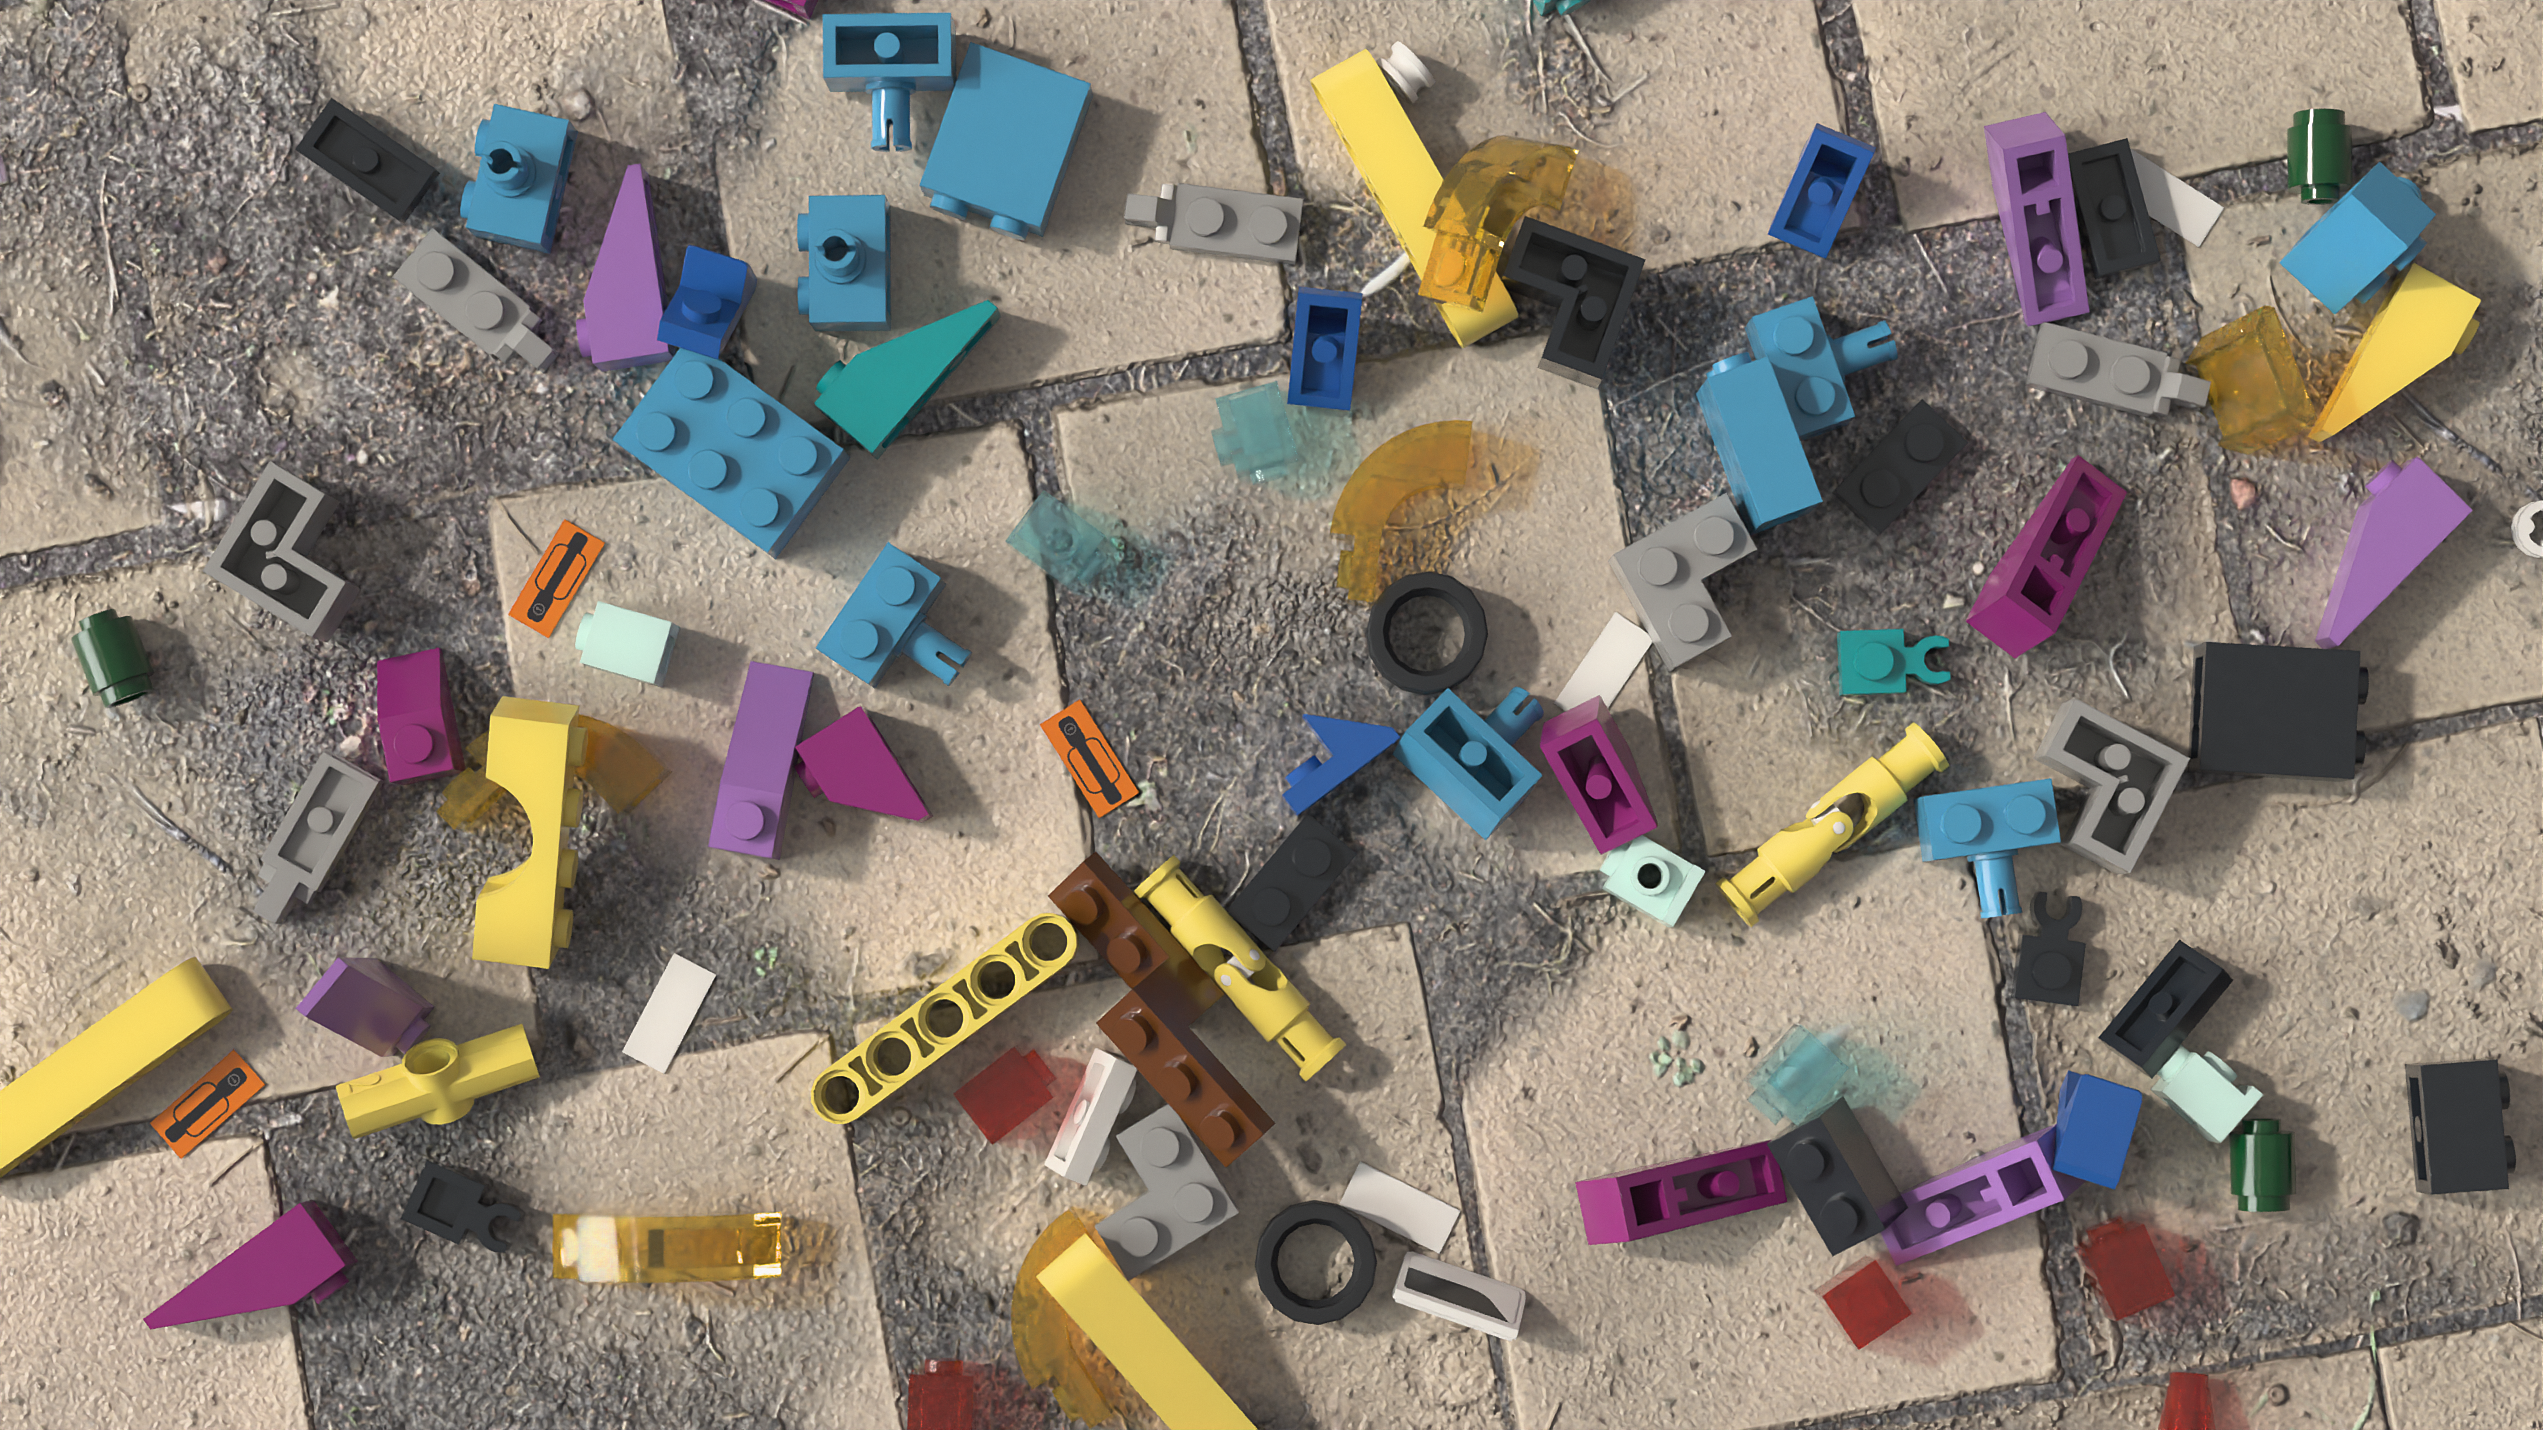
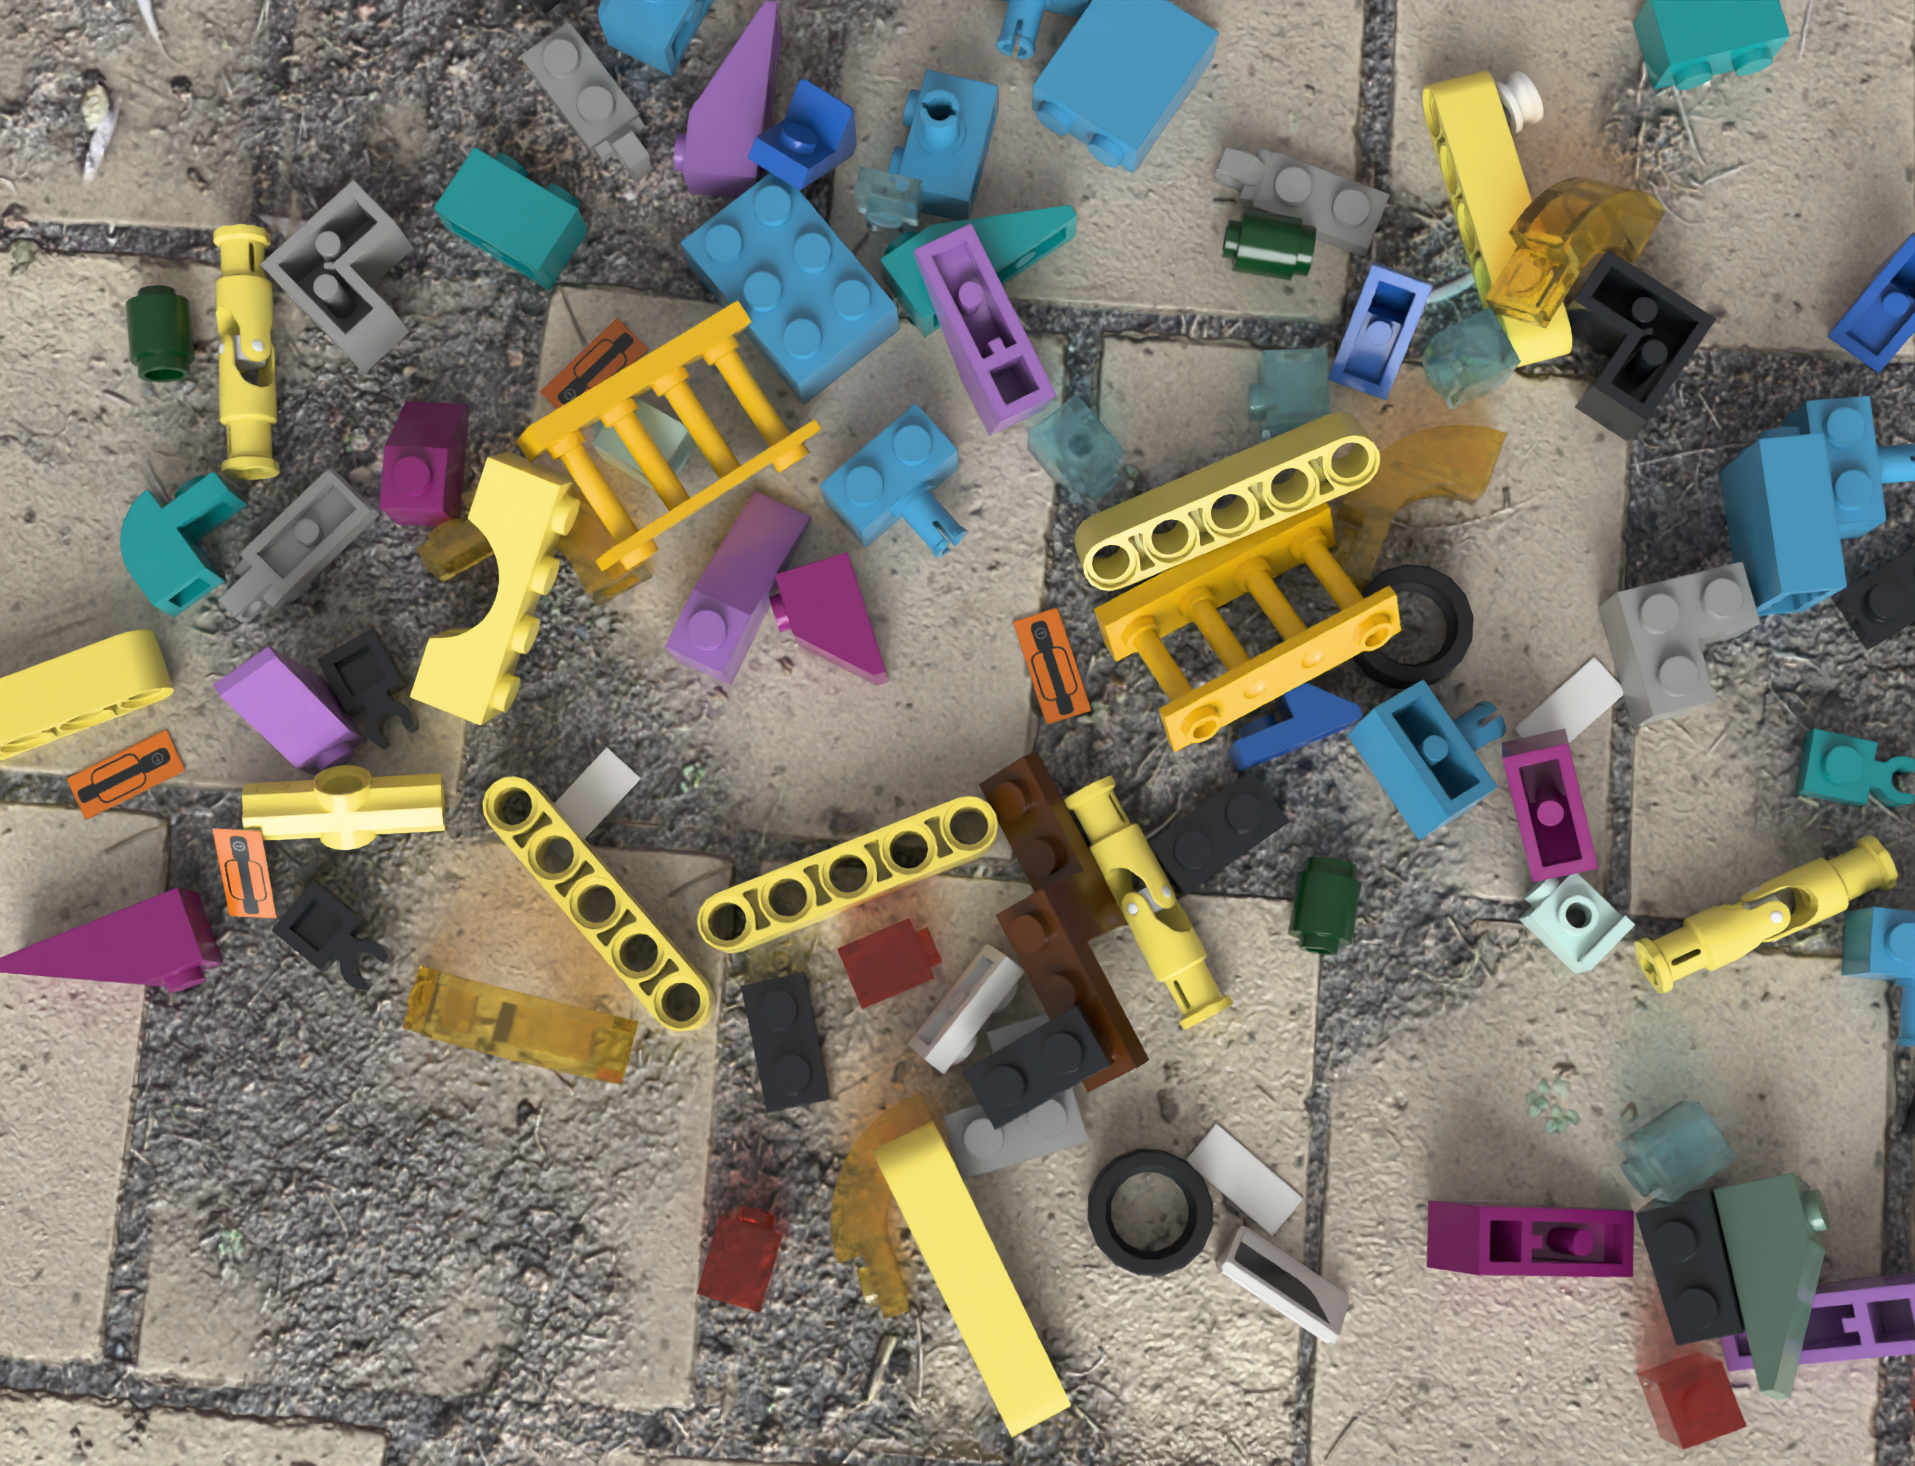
camera: 20 degrees right, 5 degrees down
(178, 864) = (162, 541): none -> teal brick
(200, 642) = (244, 326): none -> light yellow piece
(358, 1171) = (244, 873): none -> sticker
(420, 950) = (366, 679): none -> black plate
(433, 447) = (512, 216): none -> teal brick
(596, 626) = (615, 406): none -> yellow fence
(680, 1104) = (573, 887): none -> light yellow beam
(807, 343) = (889, 199): none -> clear light blue plate
(927, 1193) = (786, 1042): none -> black plate
(934, 450) = (983, 331): none -> medium lavender slope
(1171, 1157) = (1038, 1066): none -> black plate
(1195, 283) = (1269, 245): none -> dark green brick
(1225, 633) = (1205, 583): none -> yellow fence
(1226, 531) = (1255, 507): none -> light yellow beam
(1410, 927) = (1325, 905): none -> dark green brick
(1419, 352) = (1469, 359): none -> clear light blue brick
(1908, 1159) = (1776, 1264): none -> sand green slope

